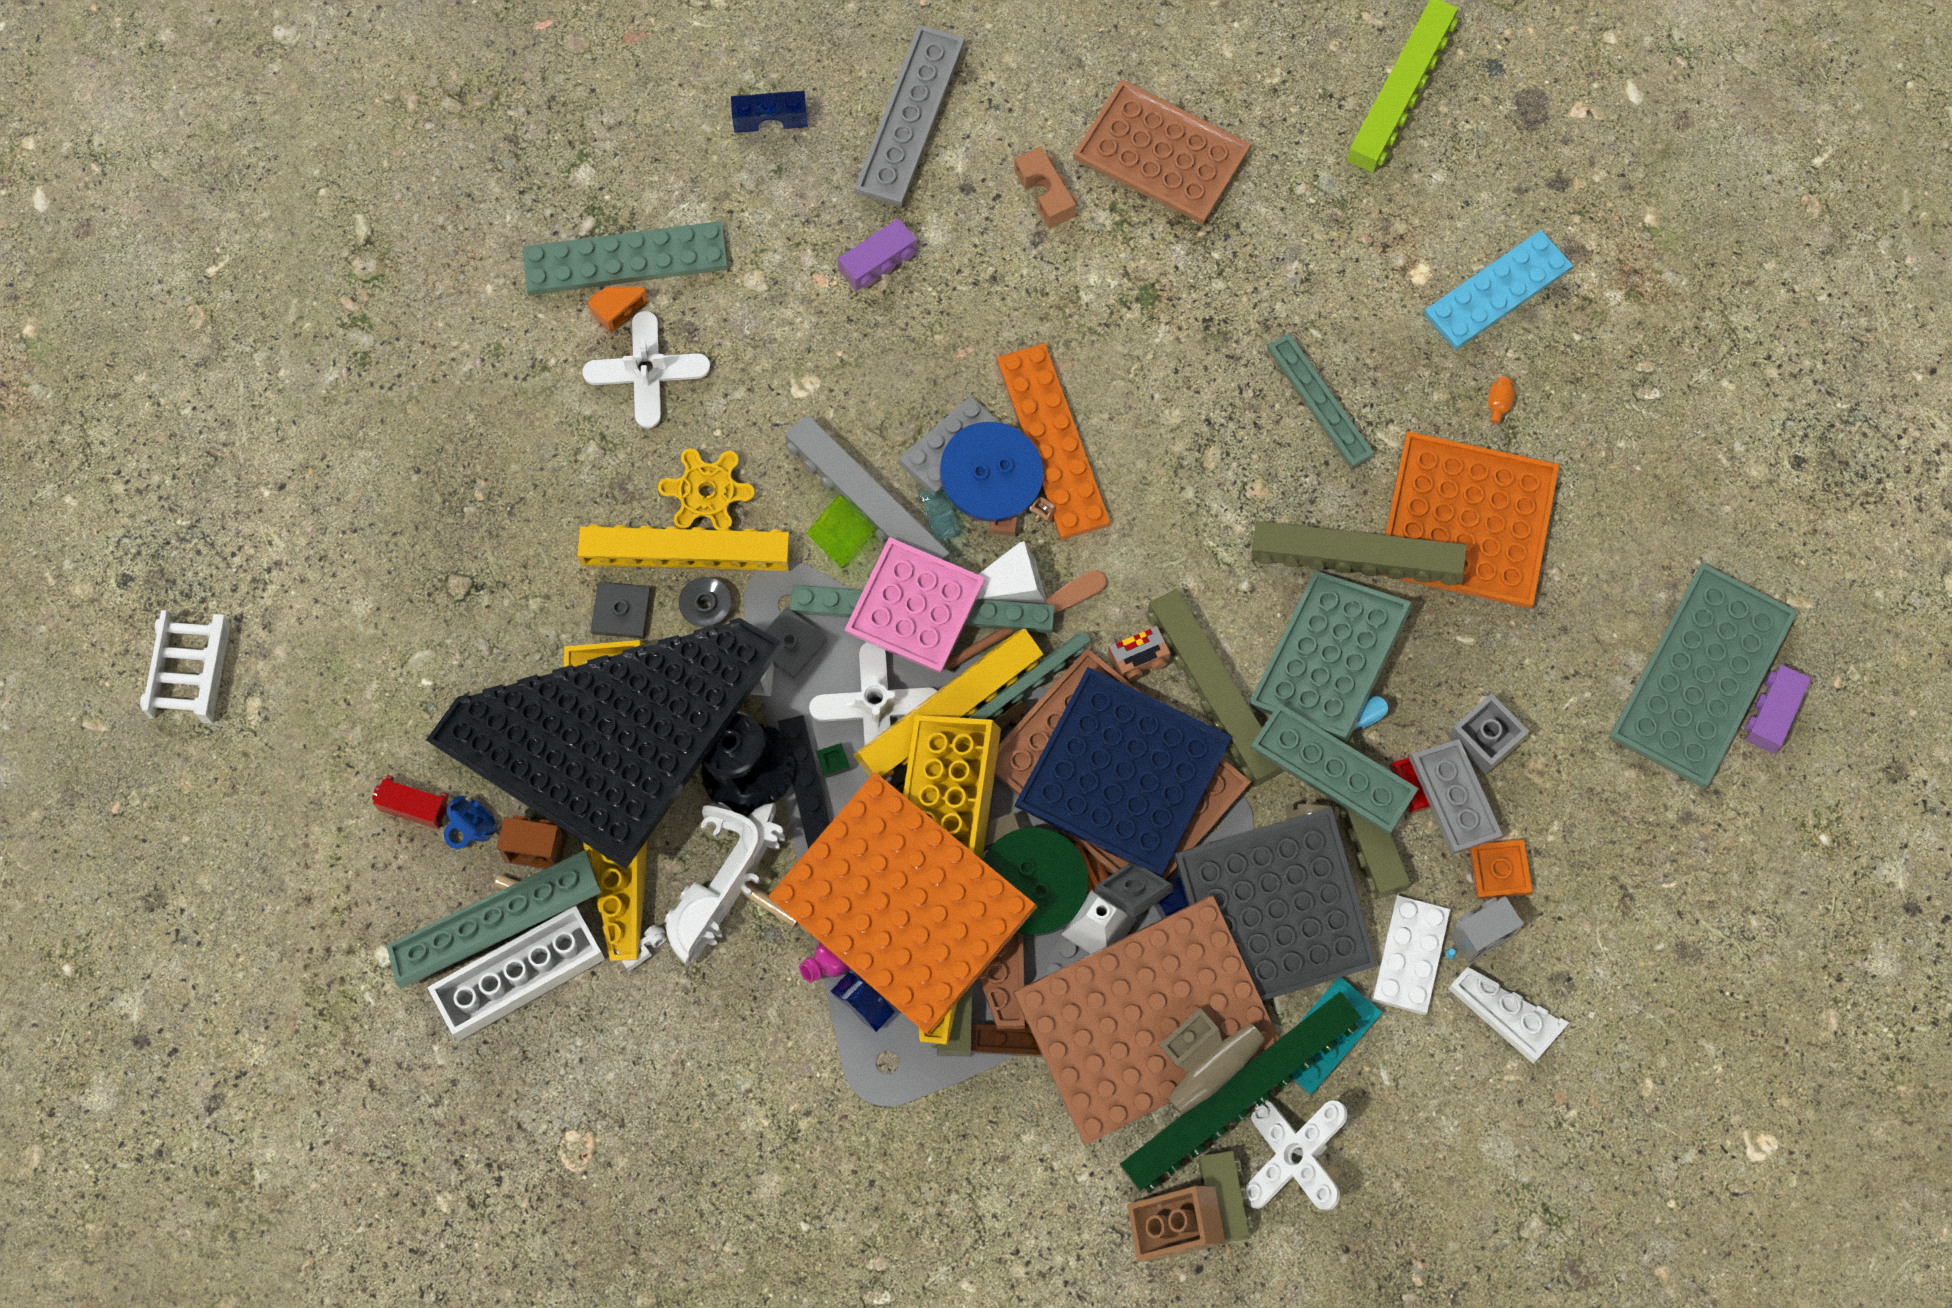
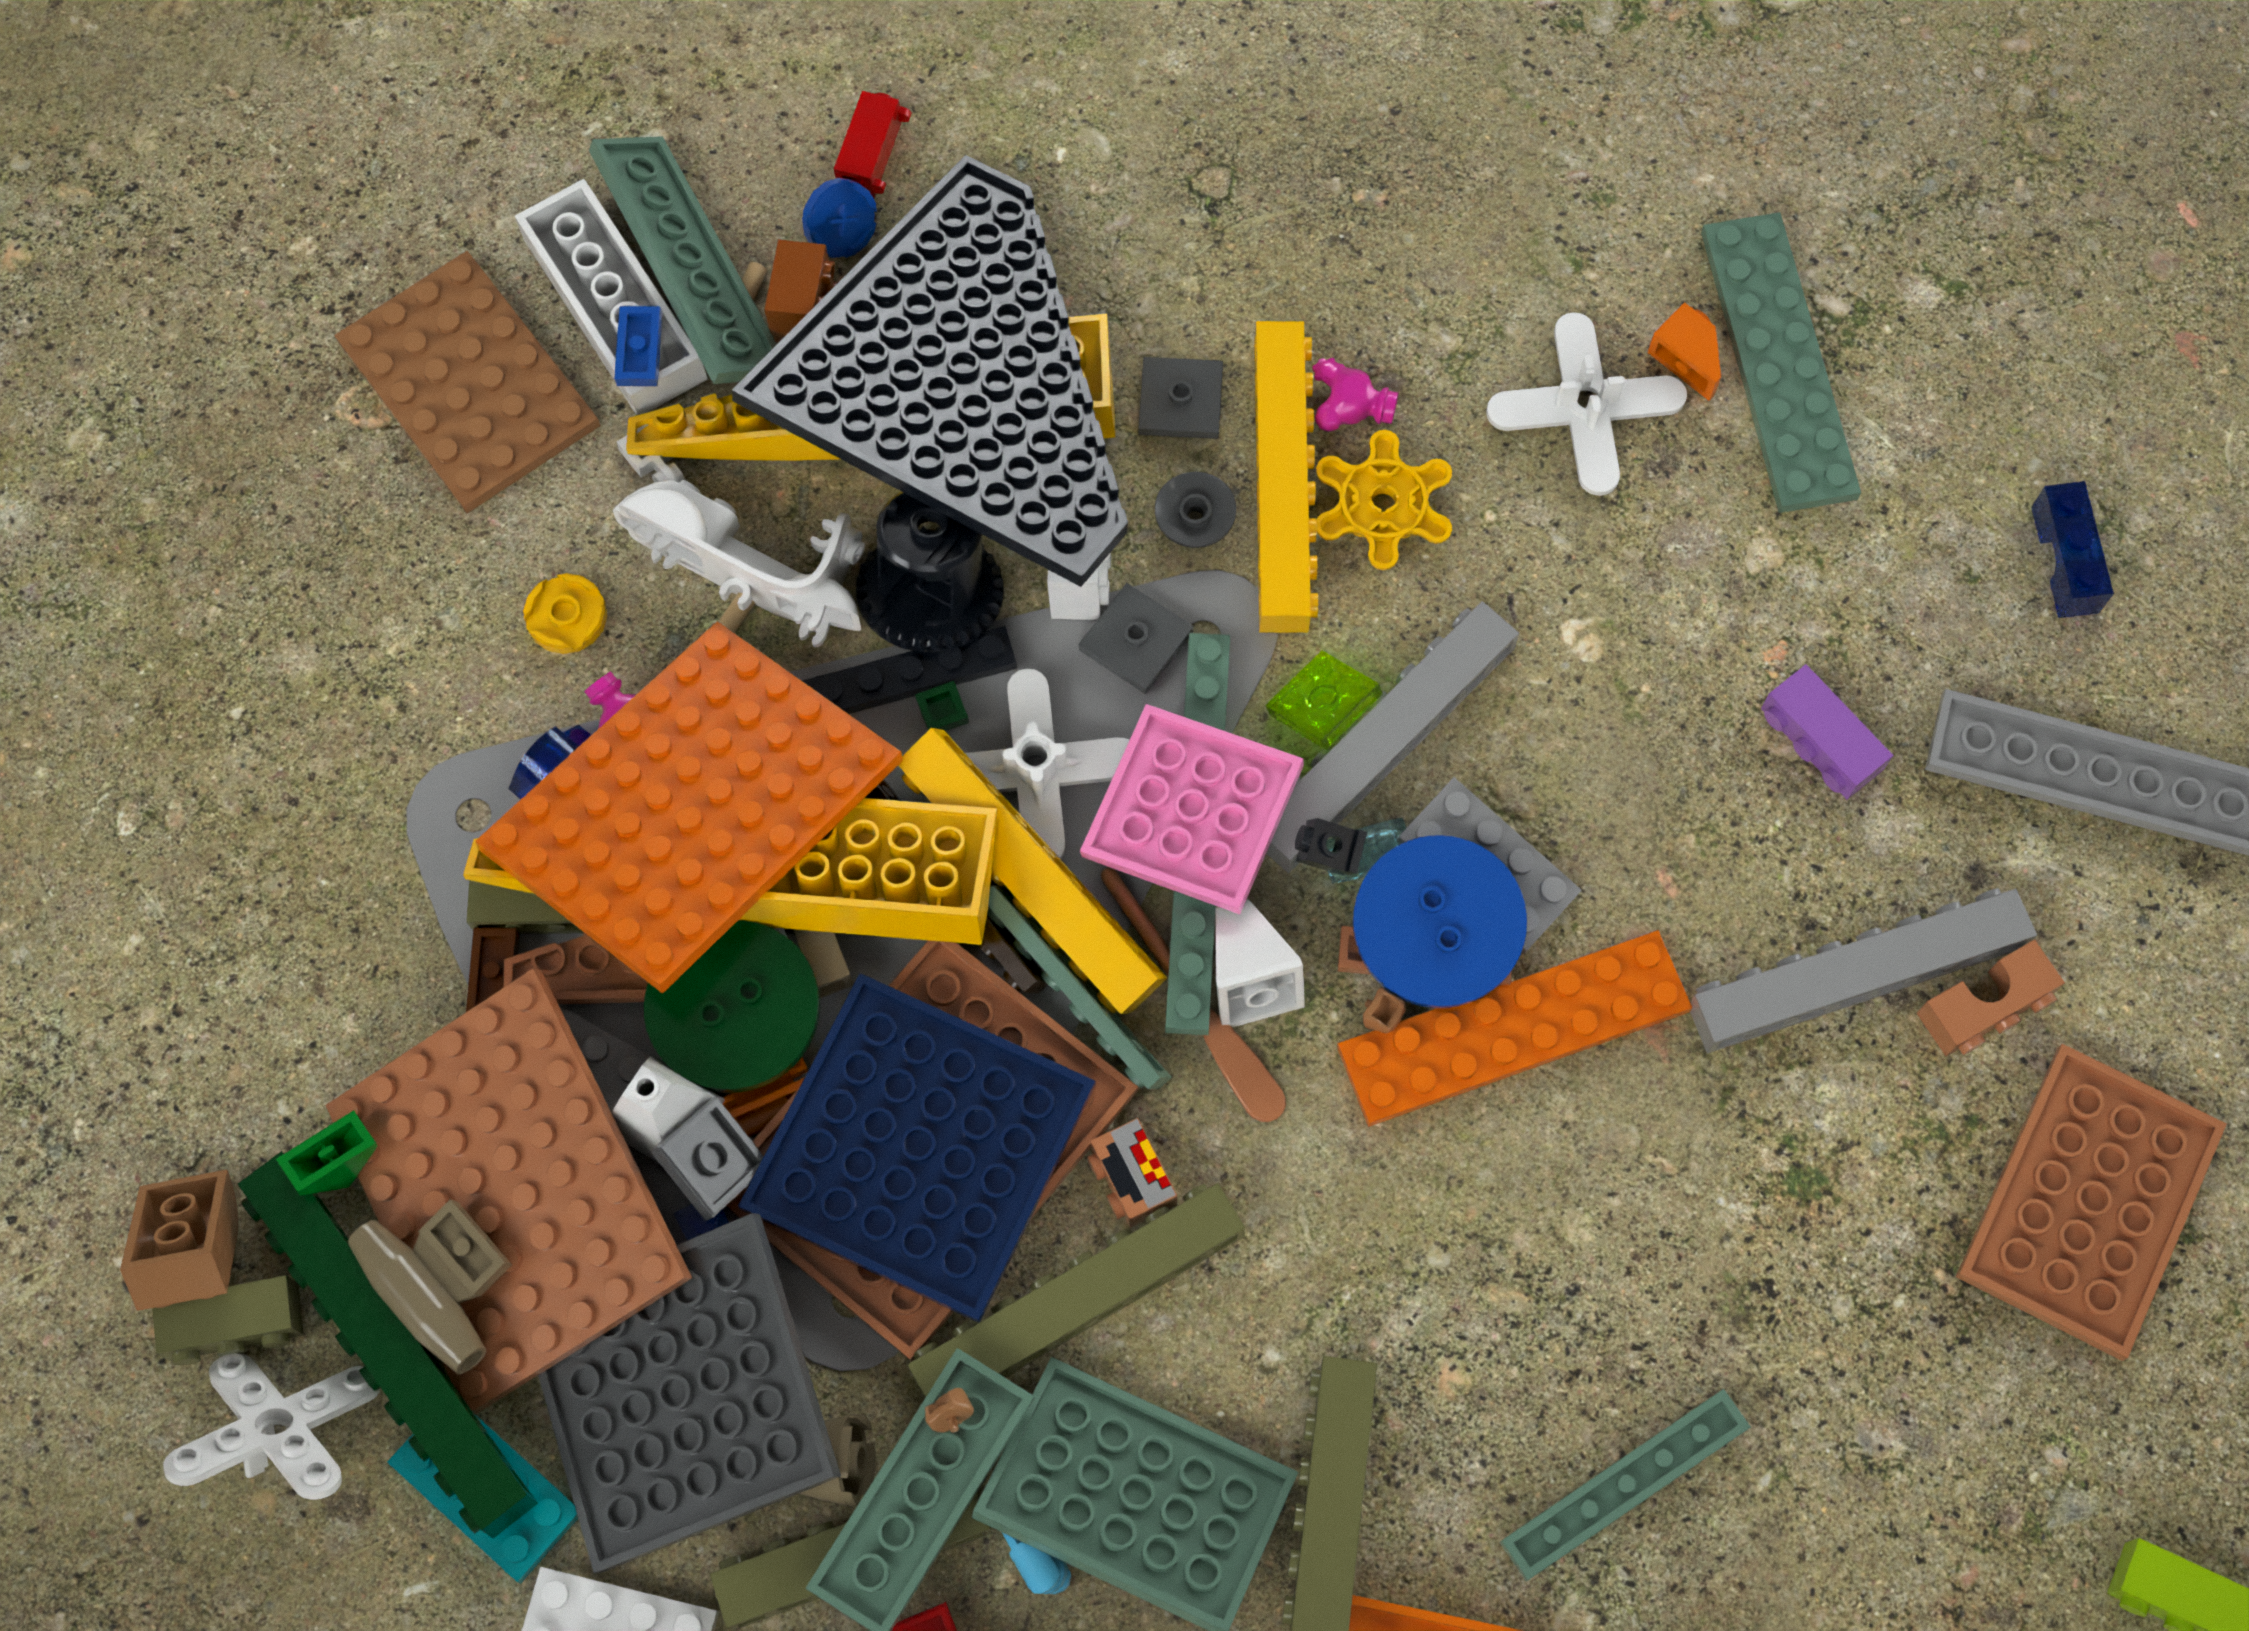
camera: 90 degrees right, 0 degrees up
(565, 1078) = (467, 381): none -> medium nougat plate
(568, 942) = (638, 346): none -> blue plate
(631, 504) = (1351, 397): none -> dark pink animal
(747, 1004) = (565, 613): none -> yellow tile
(944, 526) = (1346, 852): none -> black brick
(1026, 252) = (1861, 969): none -> light grey brick
(1123, 1130) = (329, 1157): none -> green slope
(1288, 747) = (949, 1411): none -> medium nougat piece

